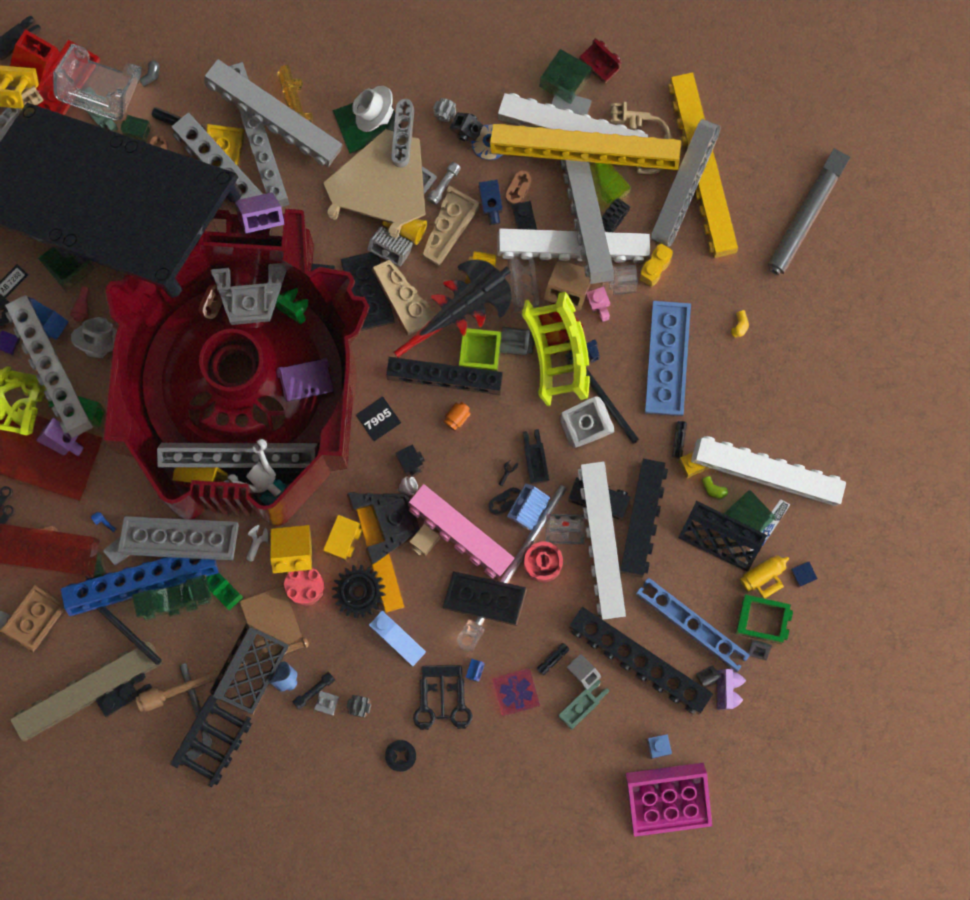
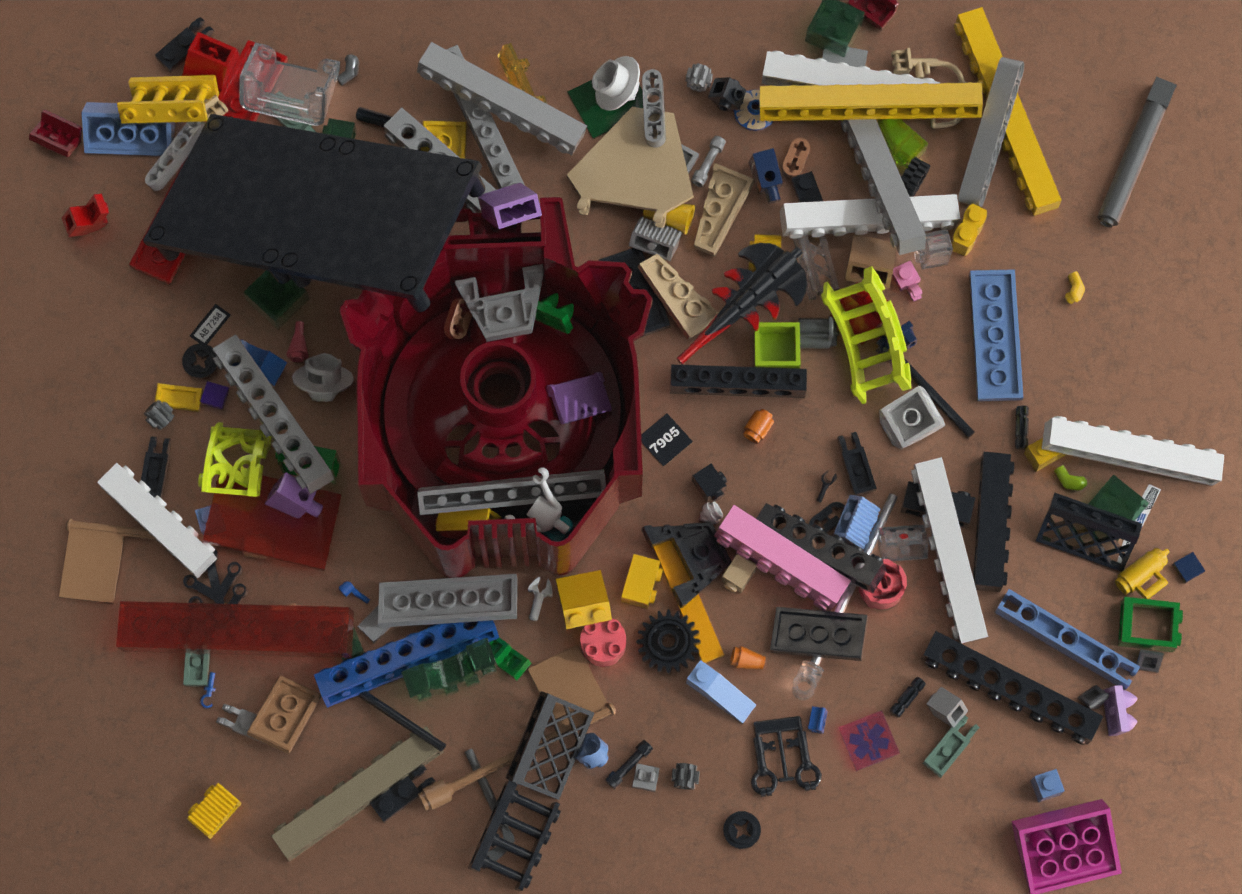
camera: 10 degrees left, 5 degrees down
(421, 612) = (746, 659): none -> orange cone
(529, 556) = (866, 578): none -> black brick

